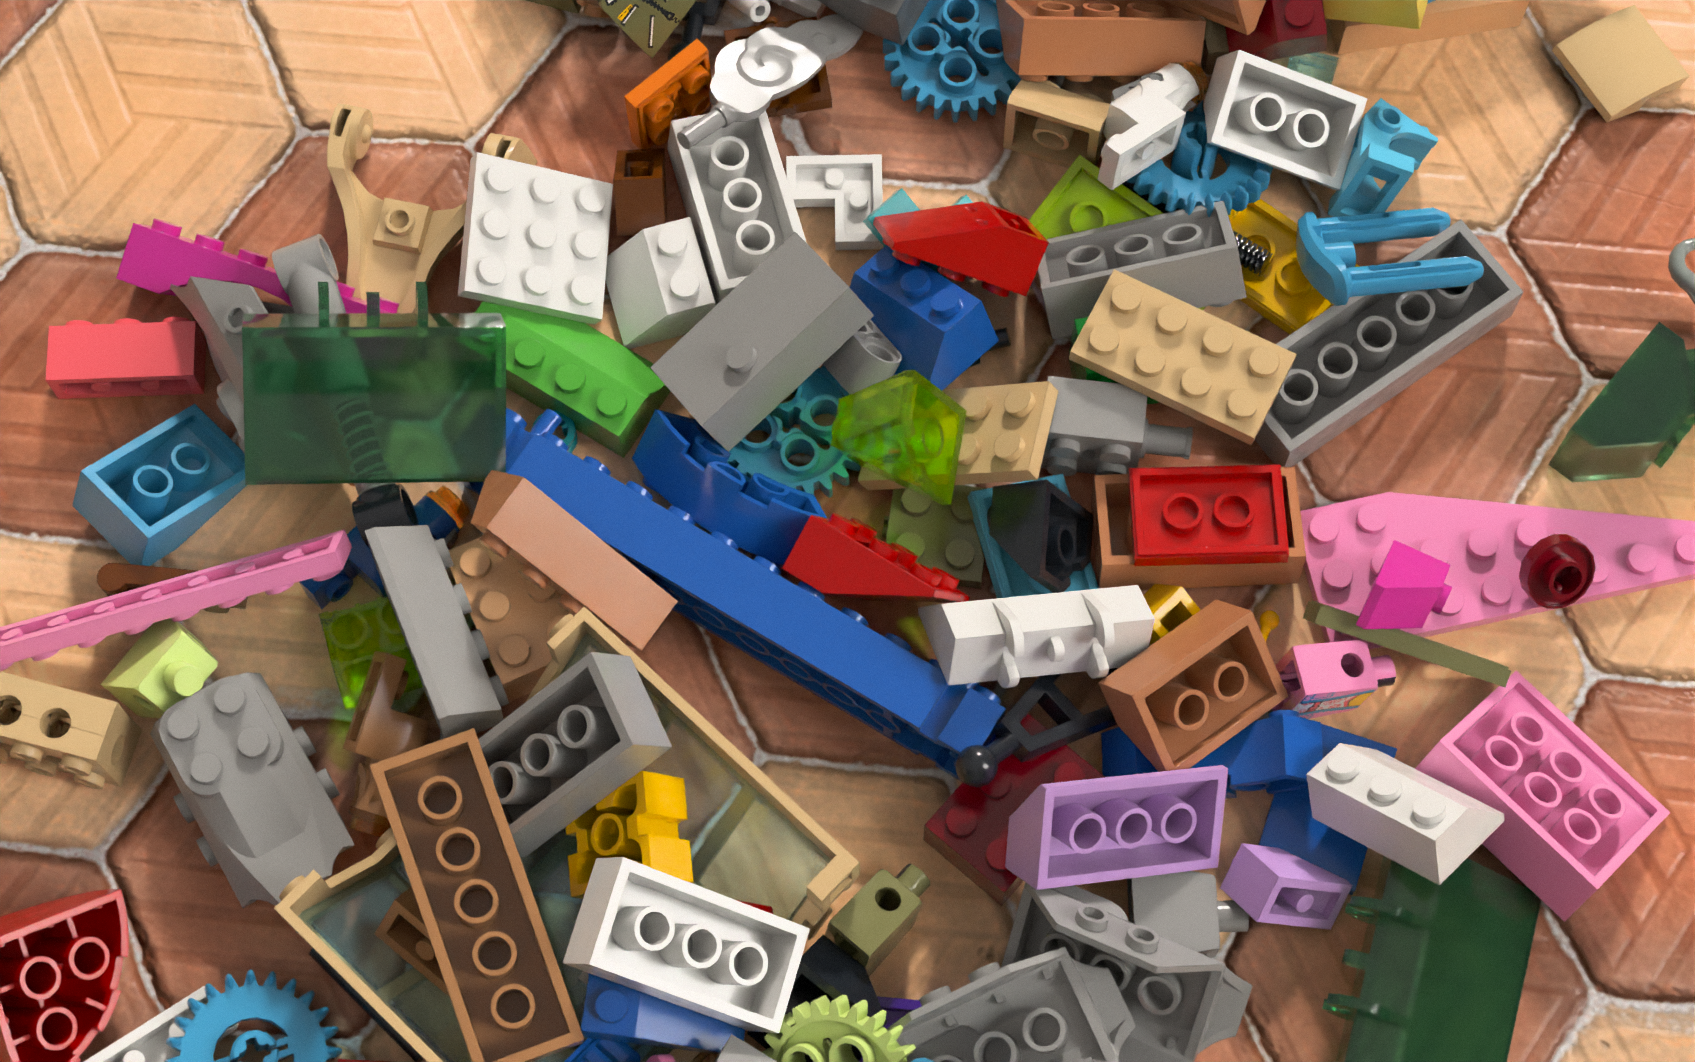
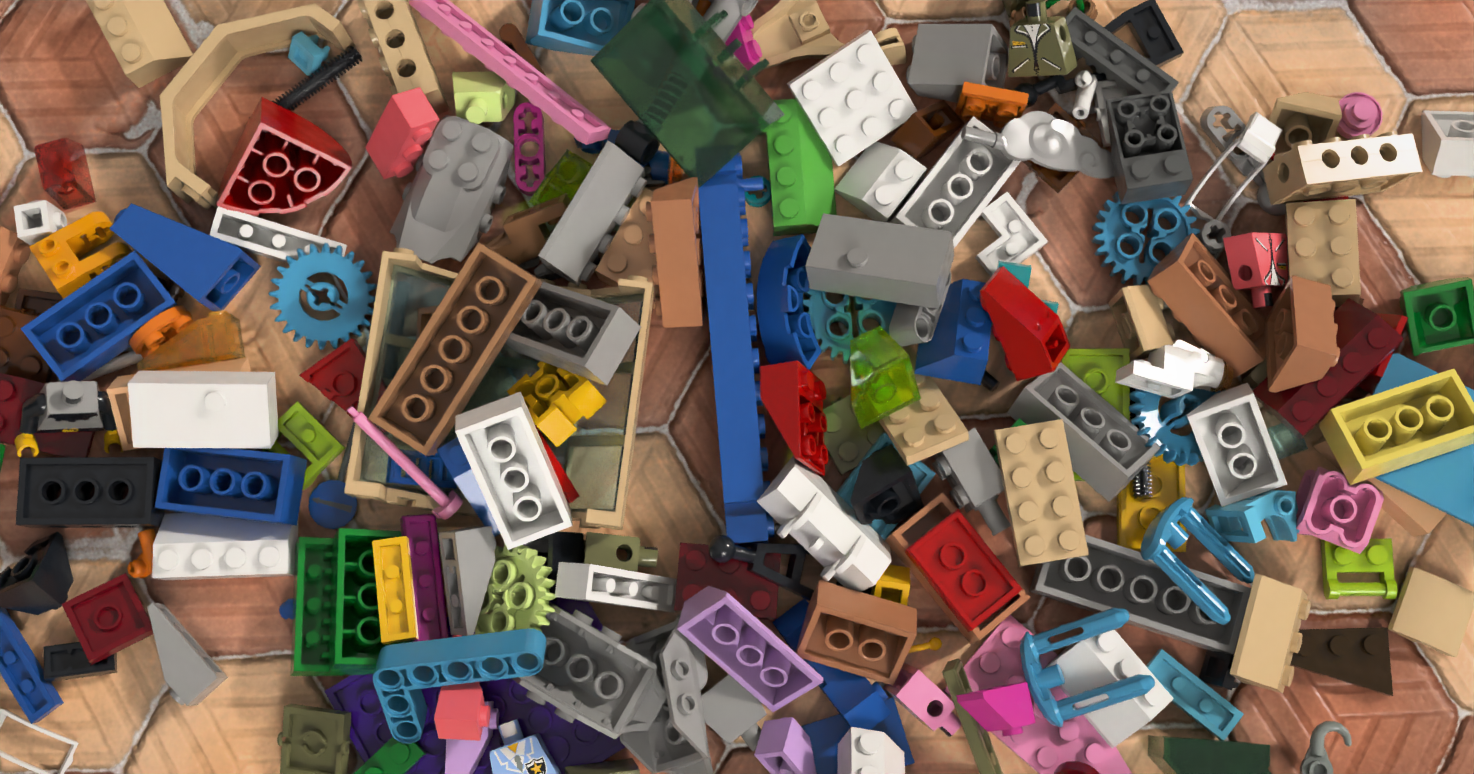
camera: 55 degrees right, 10 degrees up
(133, 793) = (402, 133): none -> coral brick
(256, 634) = (537, 126): none -> dark pink beam
(579, 99) = (954, 55): none -> light grey slope
(920, 941) = (615, 587): none -> white slope
(1407, 509) = (1041, 680): none -> dark azure piece
(1432, 69) = (1336, 509): none -> bright pink piece
(1458, 456) = (1102, 662): none -> white slope
(1501, 96) = (1375, 558): none -> lime plate
(1527, 328) = (1216, 670): none -> black tile
(1529, 240) = (1270, 634): none -> tan slope
(1534, 380) = (1194, 696): none -> medium azure plate
(1601, 190) = (1348, 655): none -> dark brown wing

